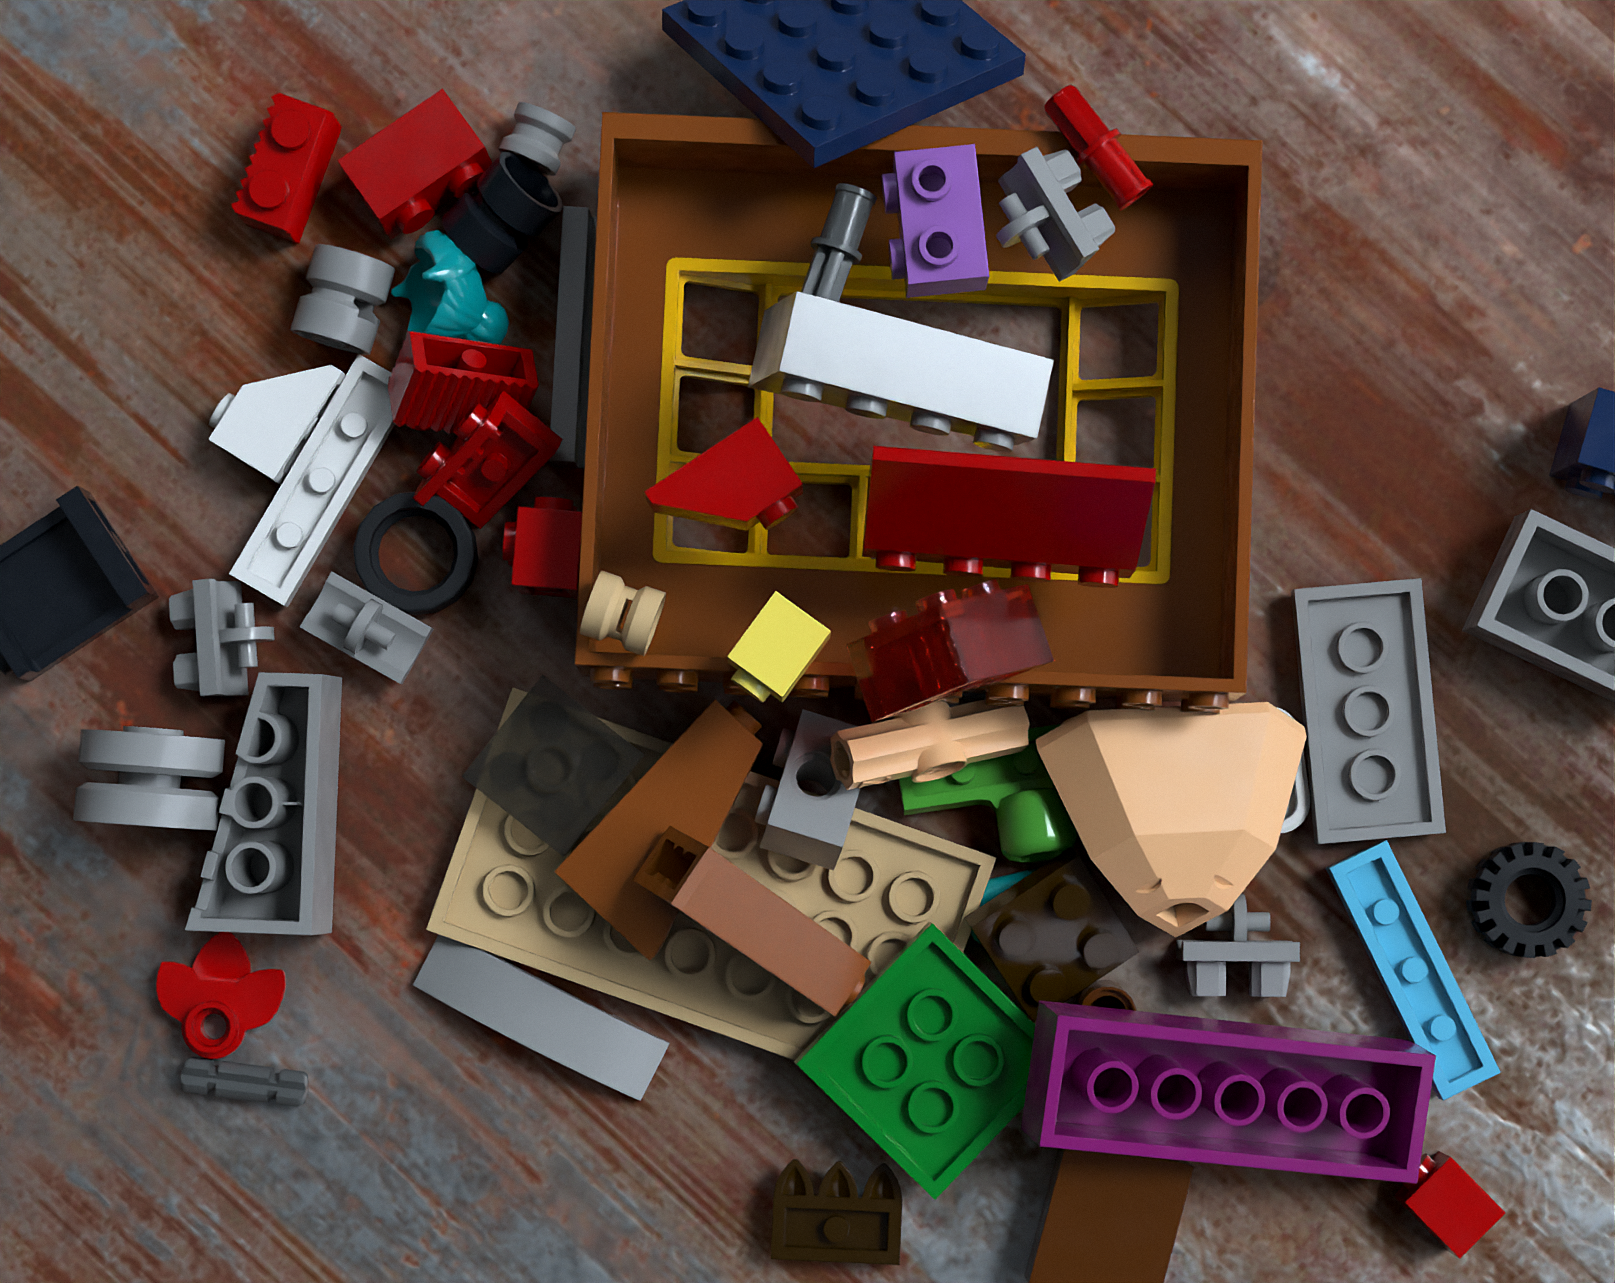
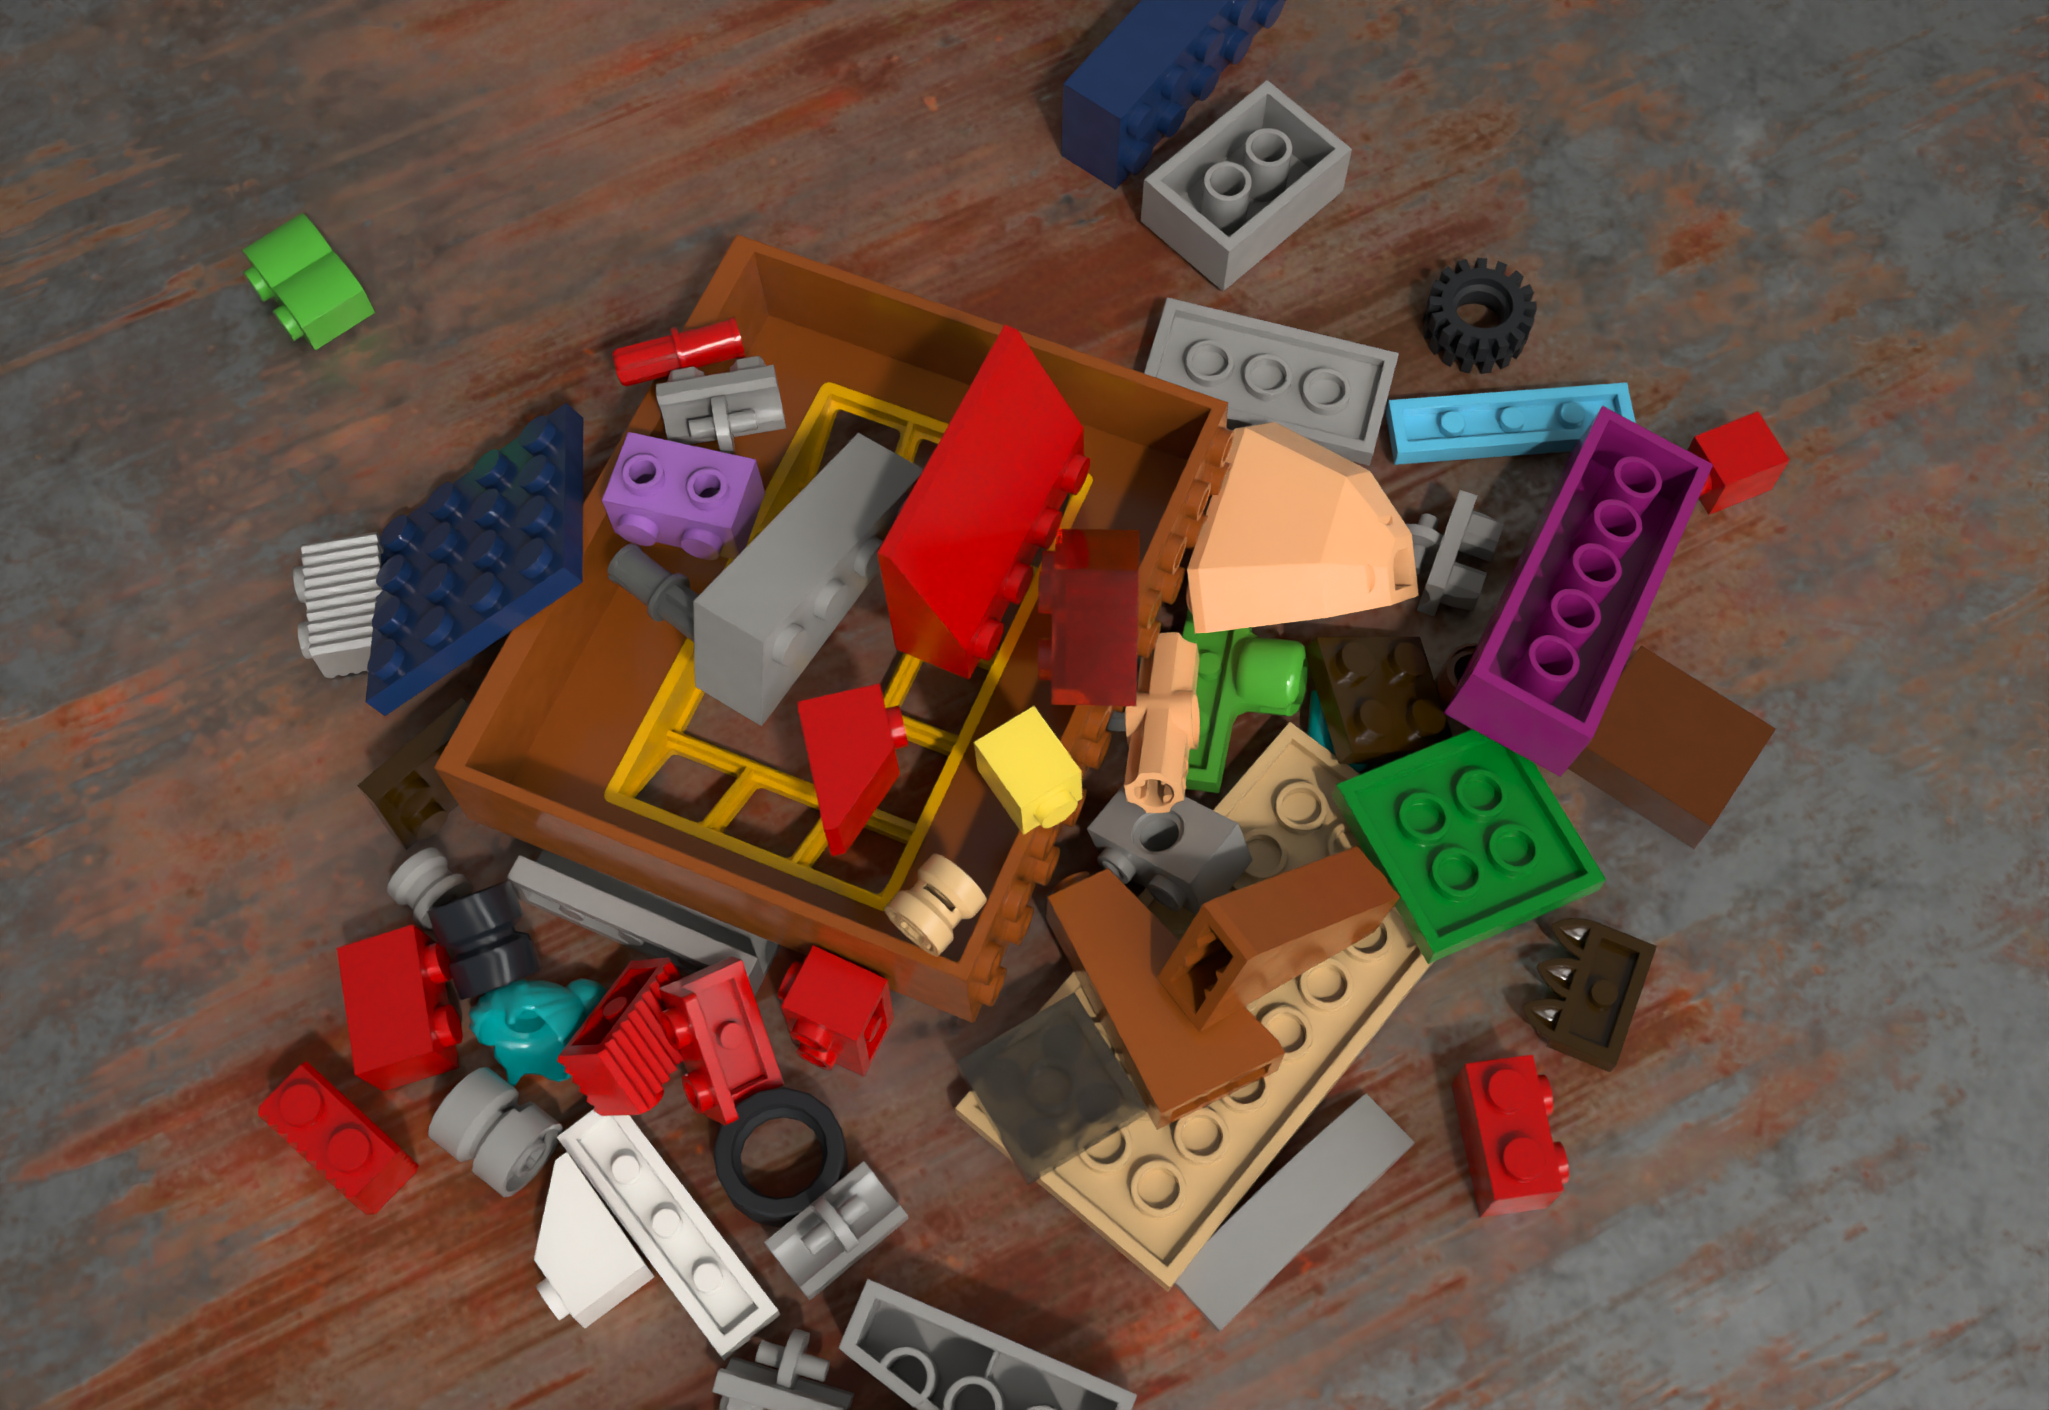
camera: 65 degrees left, 20 degrees down
(619, 88) = (407, 787): none -> dark brown plate
(667, 1181) = (1508, 1135): none -> red brick

